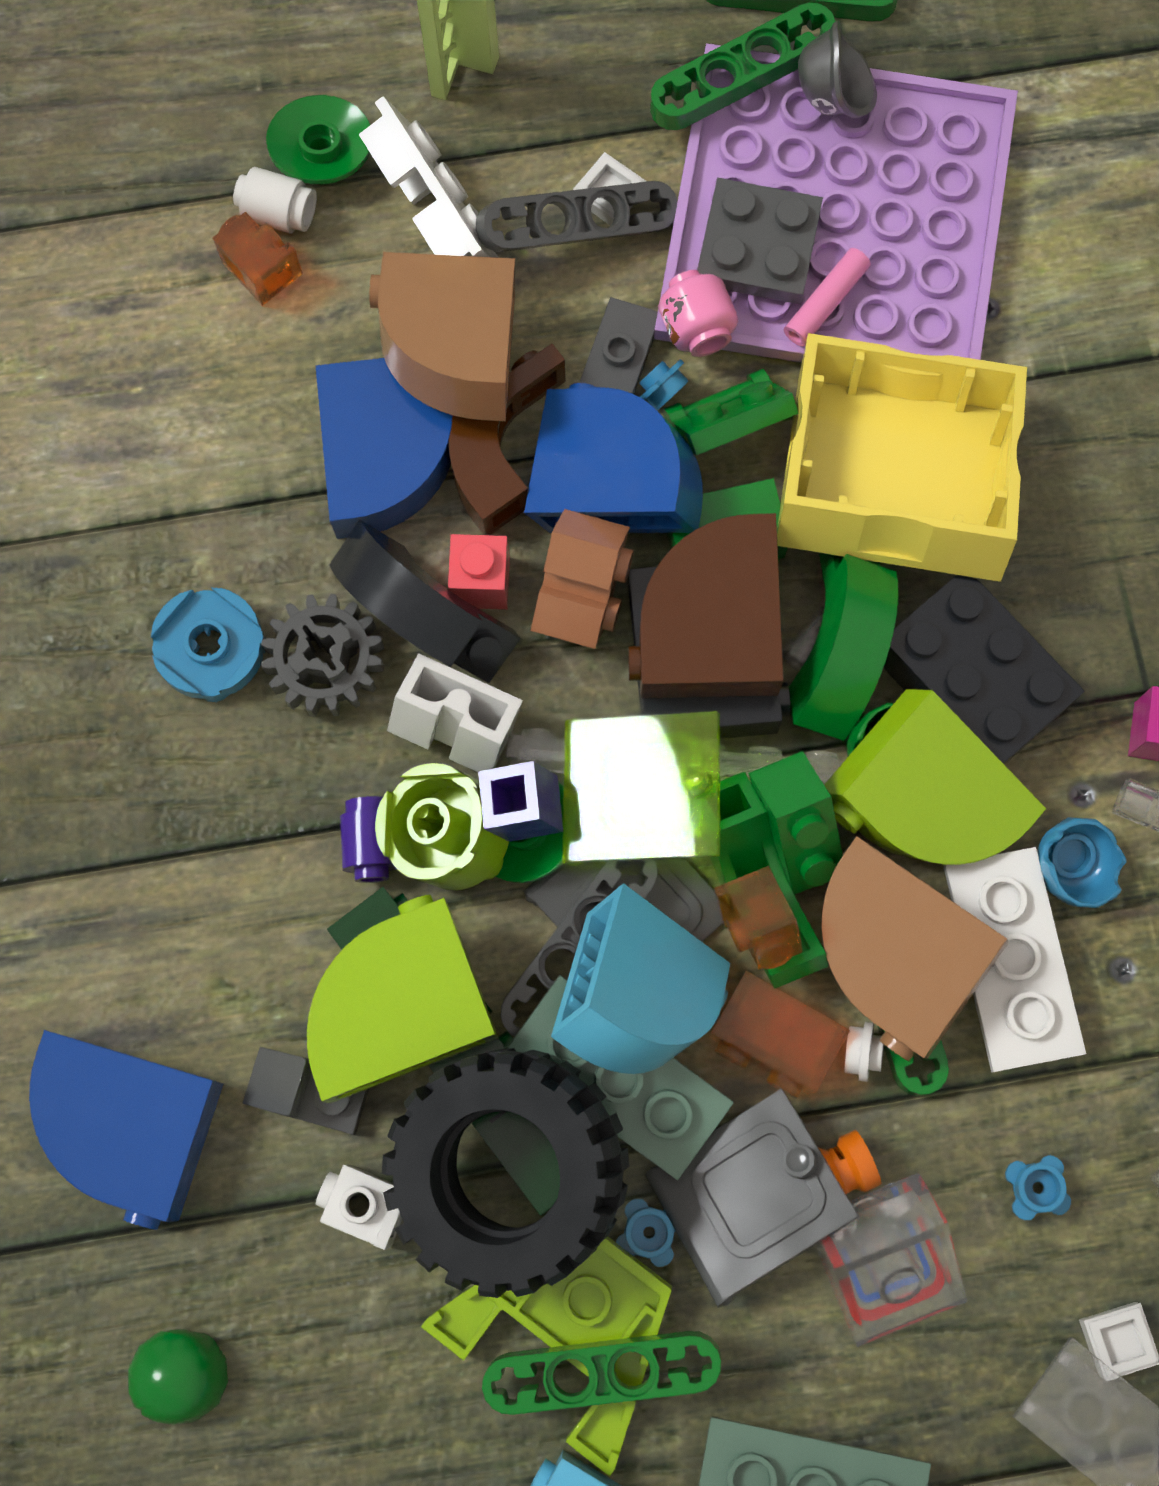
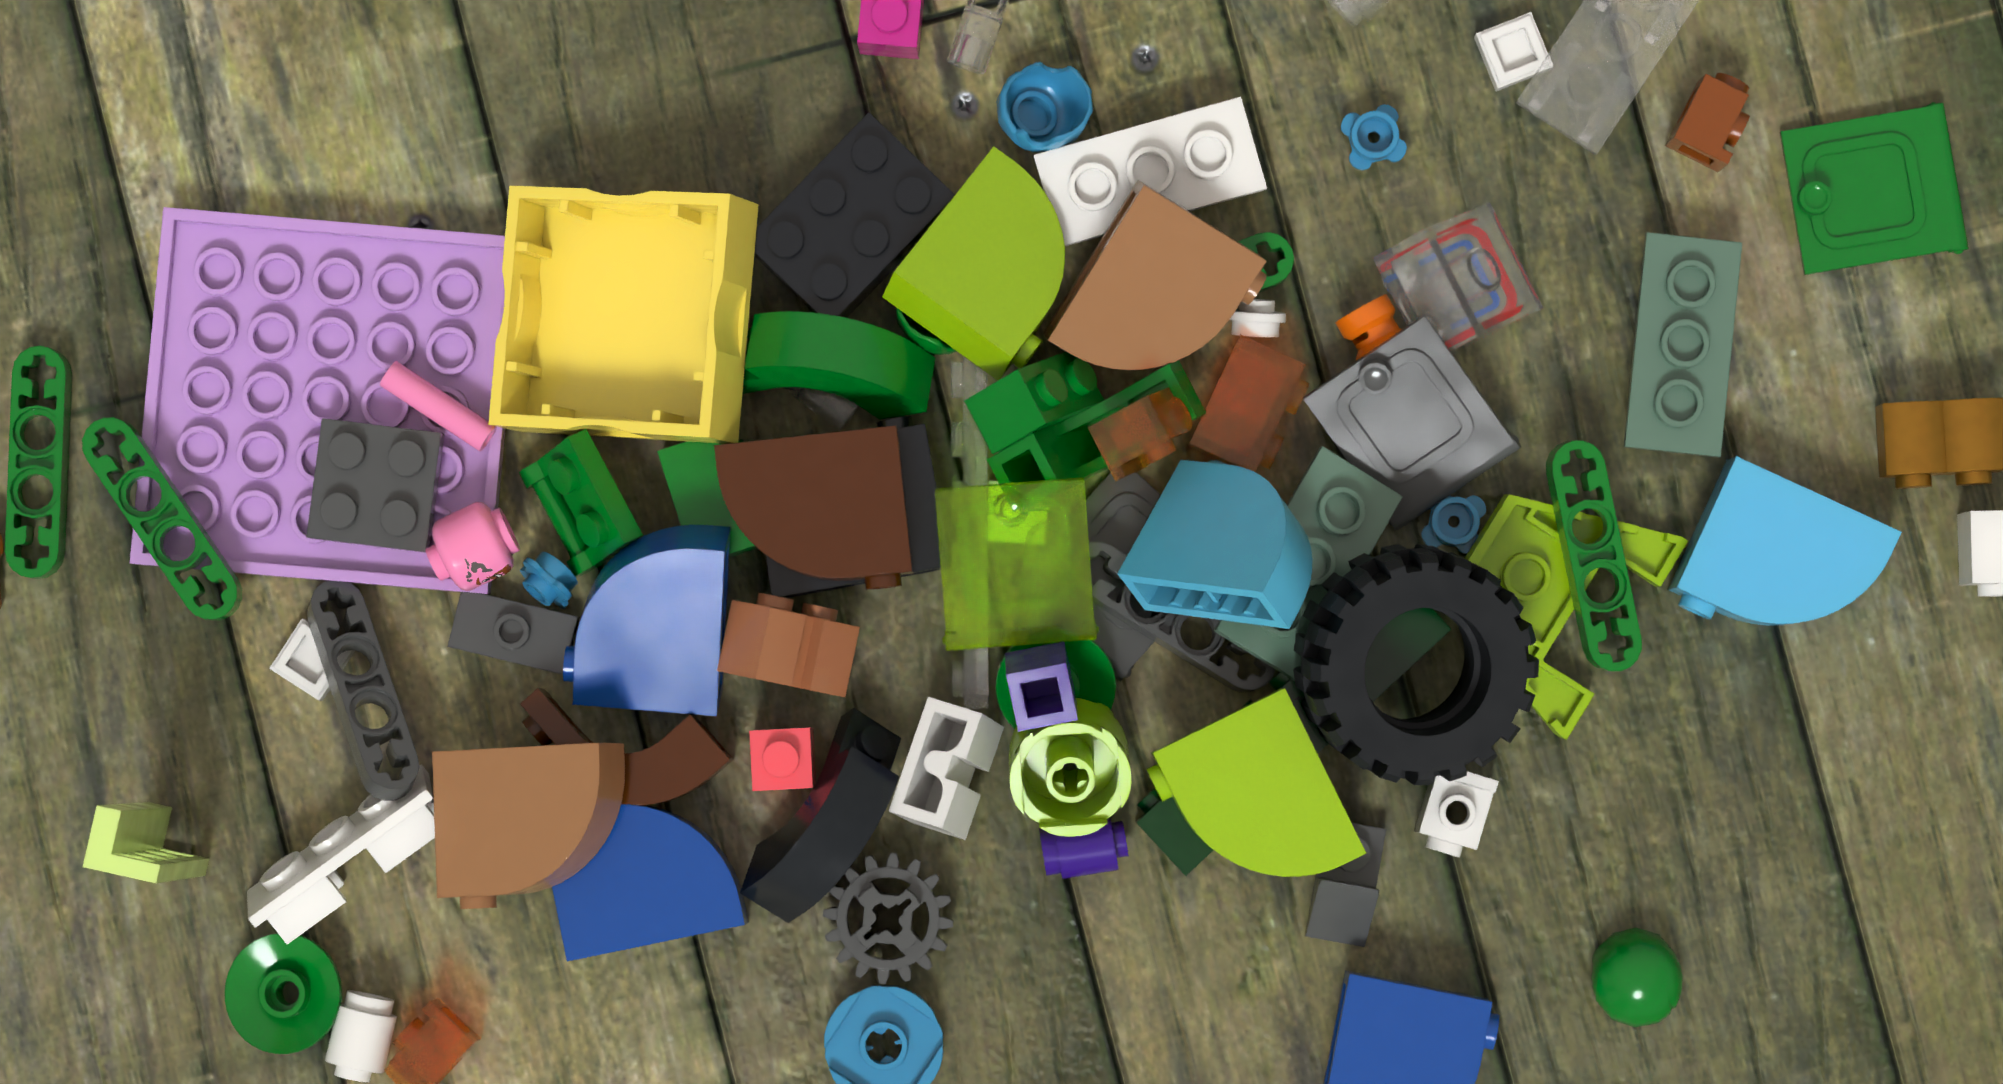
camera: 90 degrees left, 10 degrees up
(836, 75) = (176, 410): flat silver helmet -> none

